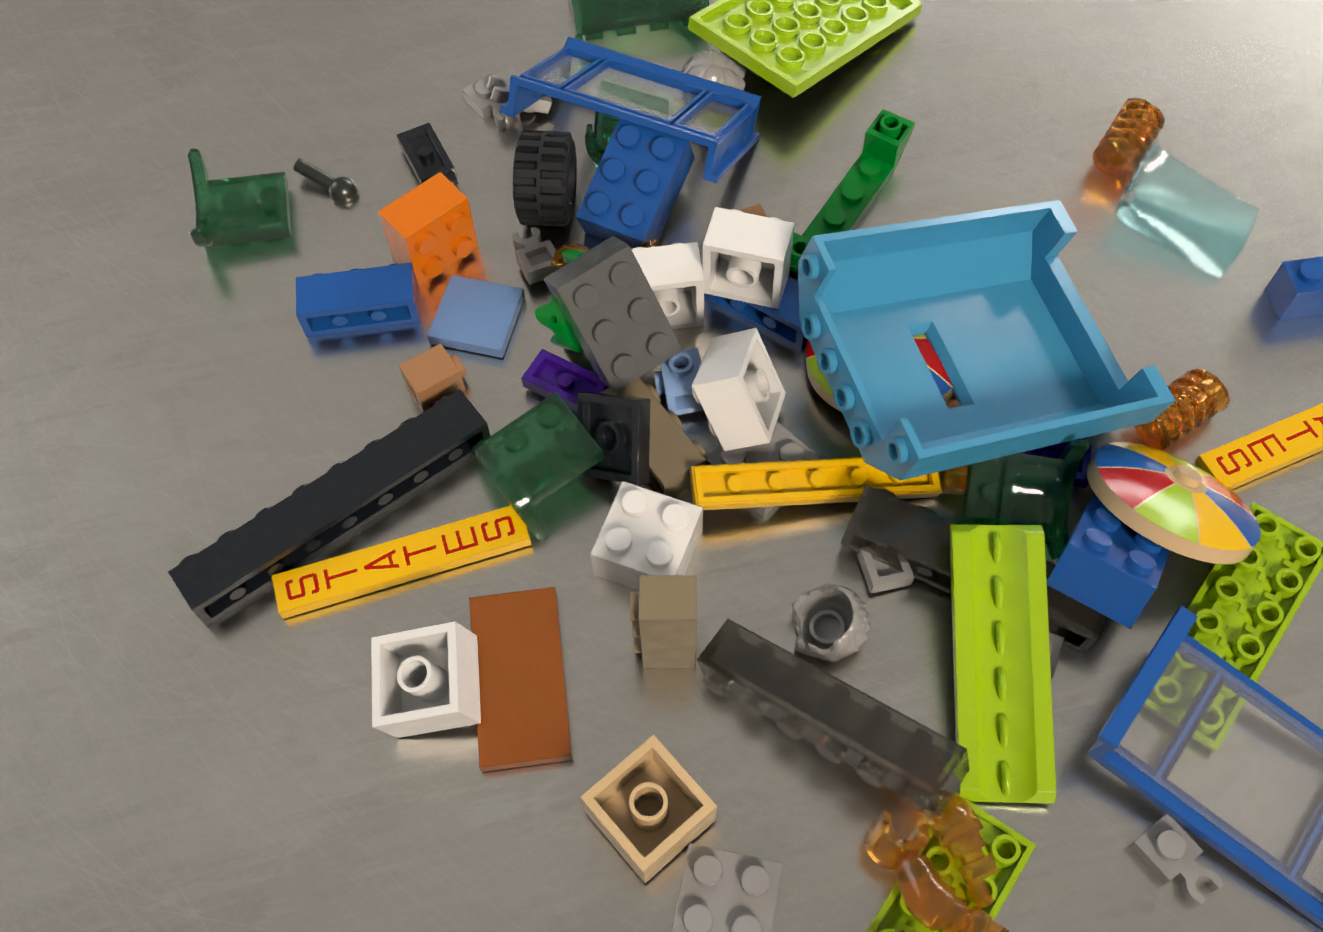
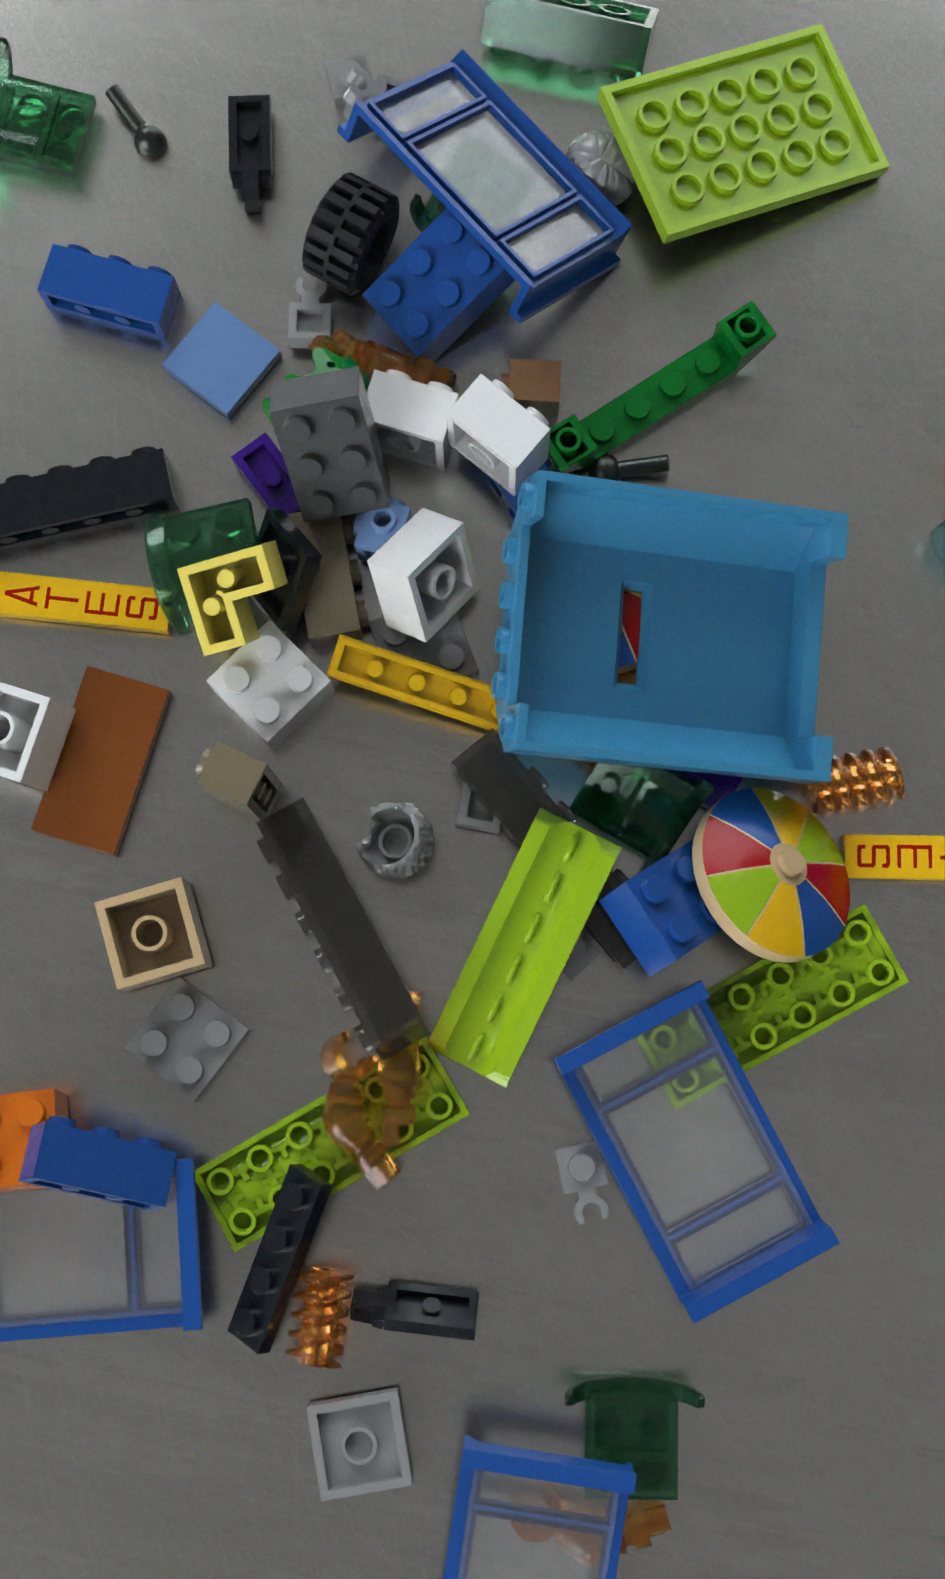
camera: 25 degrees right, 20 degrees up
(429, 227) = (208, 242): orange brick -> none
(433, 376) = (147, 417): medium nougat brick -> none
(573, 454) = (220, 591): none -> light yellow brick

